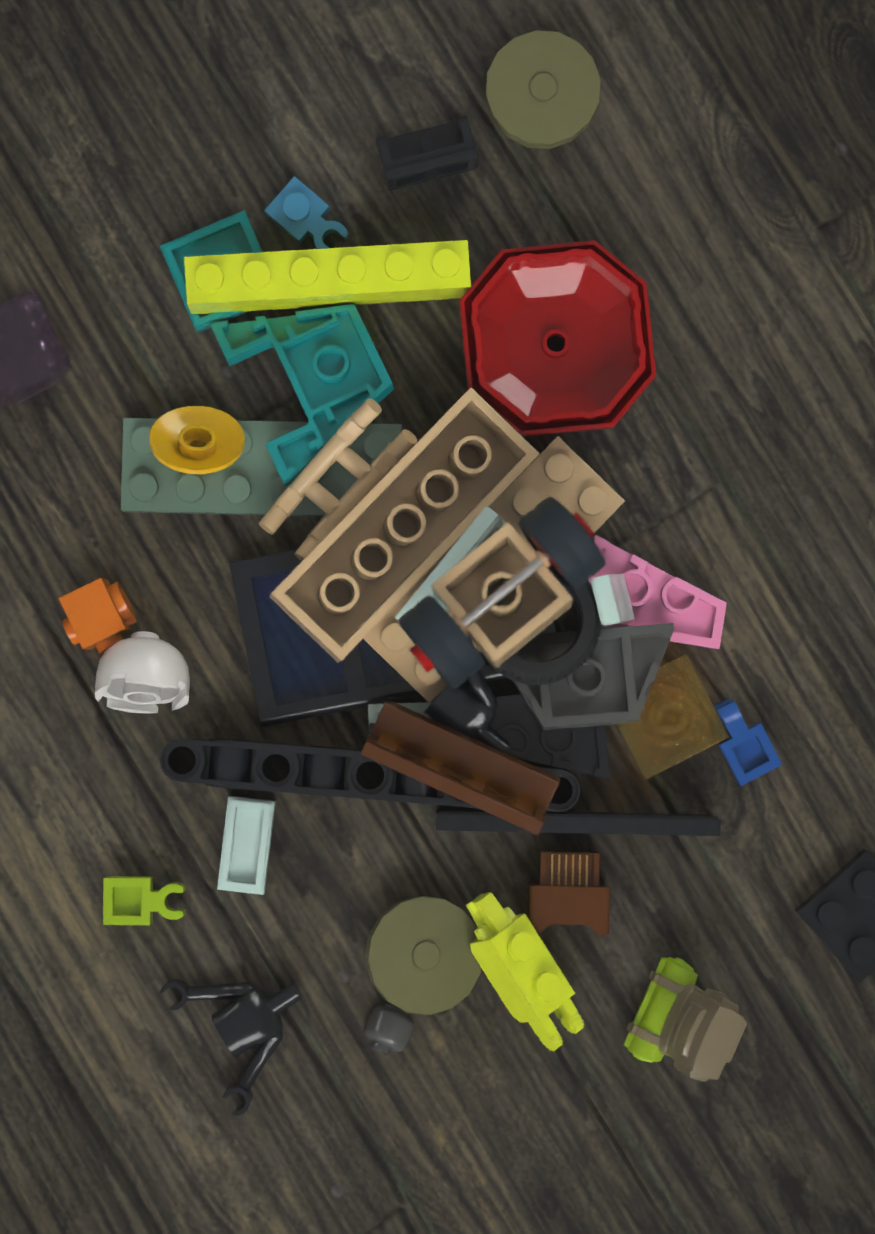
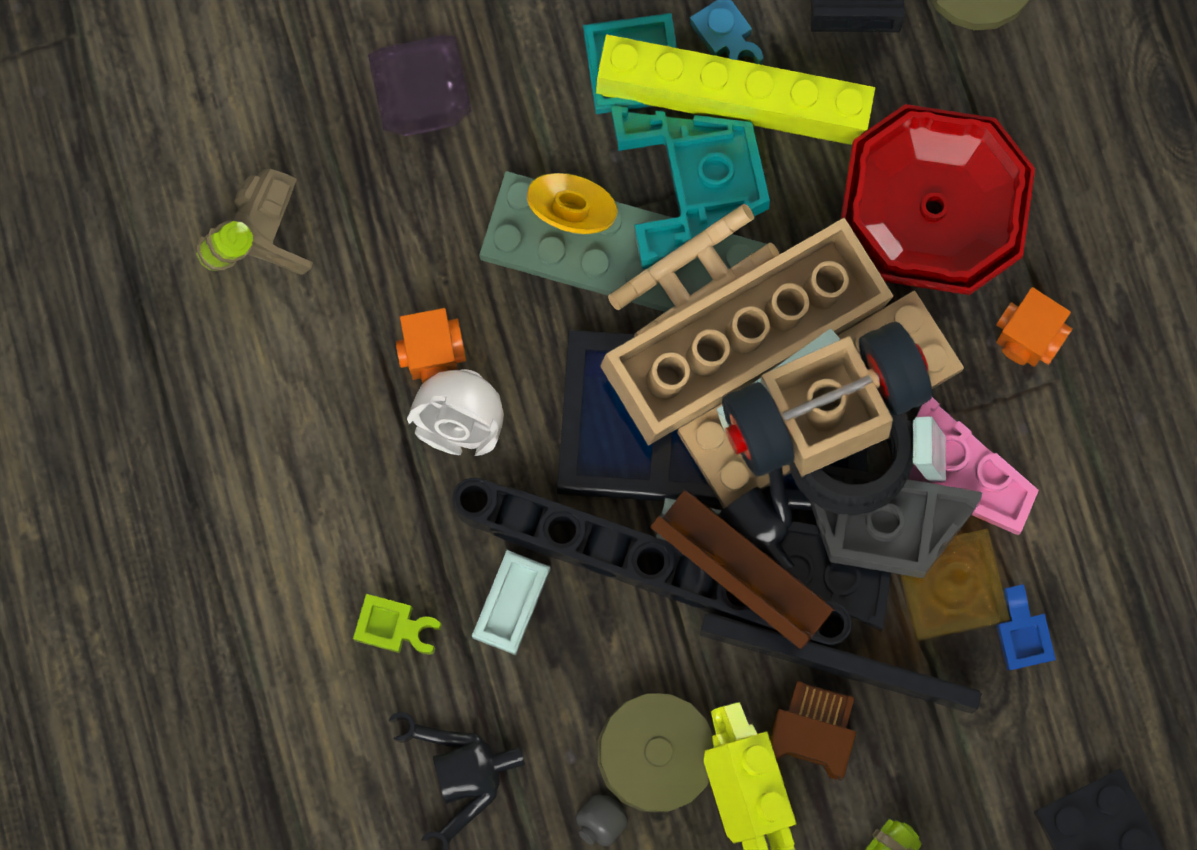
camera: 20 degrees right, 10 degrees down
(683, 443) = (1033, 329): none -> orange brick

